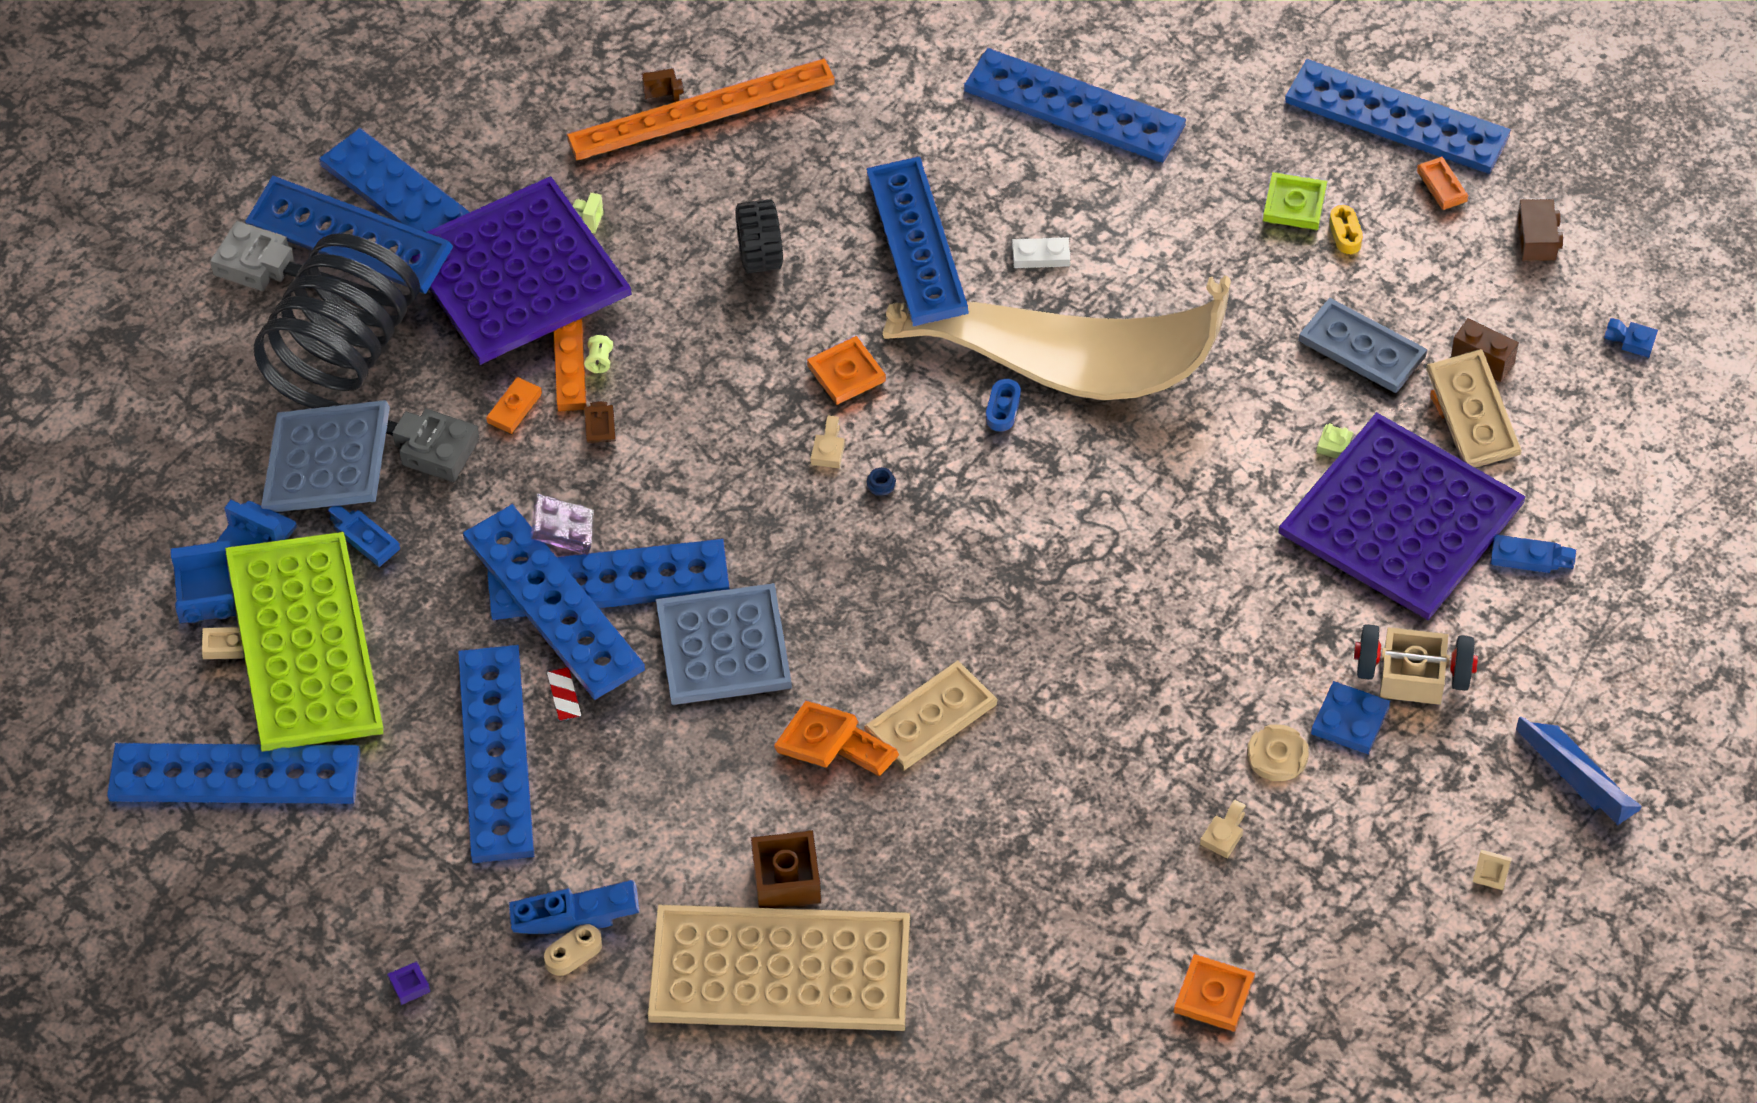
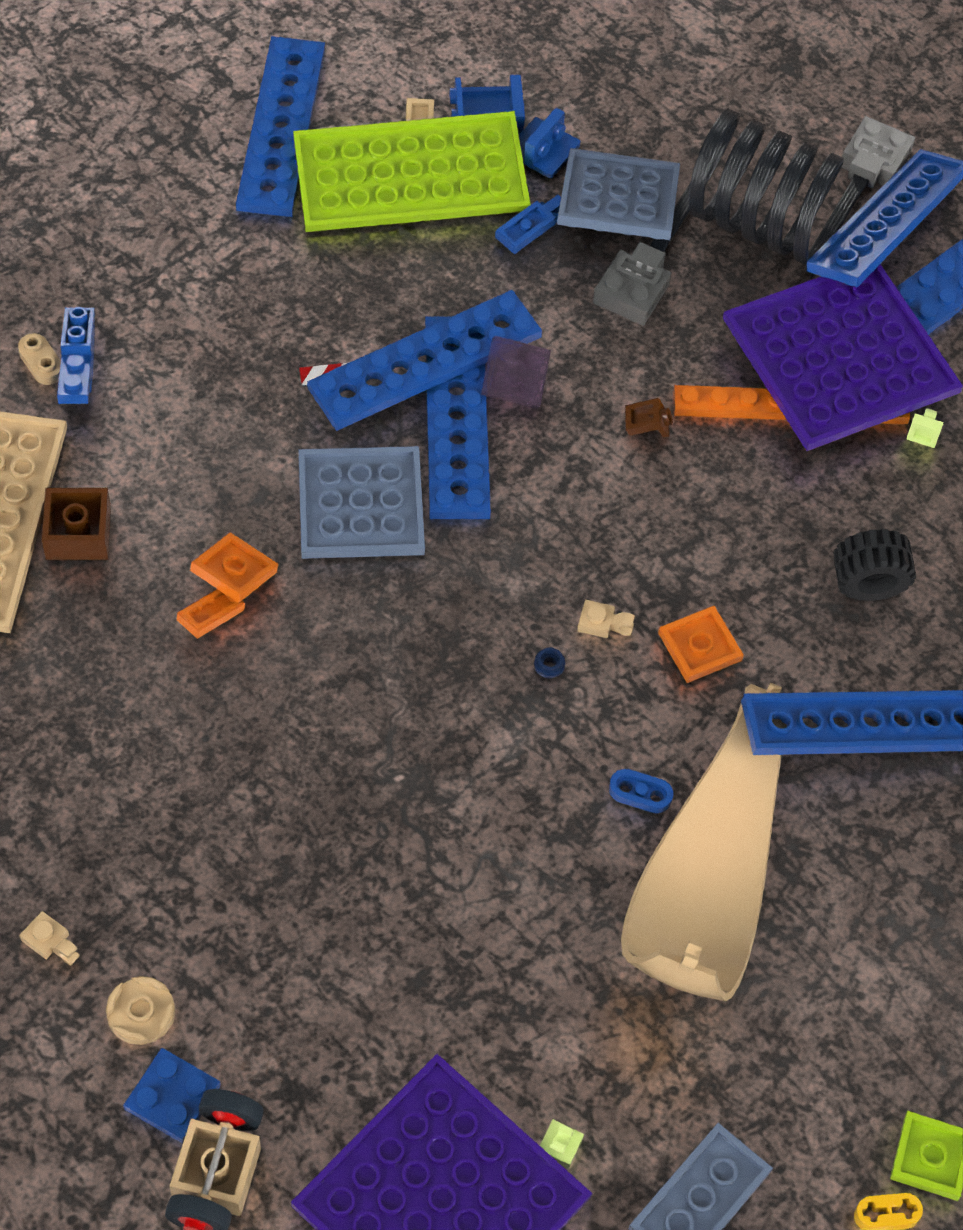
camera: 90 degrees right, 5 degrees up
(409, 983) = (31, 234): dark purple plate -> none
(512, 762) = (256, 301): blue plate -> none
(514, 405) = (680, 352): orange plate -> none
(597, 353) = (736, 423): yellowish green bush -> none
(932, 714) = (248, 679): tan tile -> none
(1041, 252) = (862, 860): white plate -> none

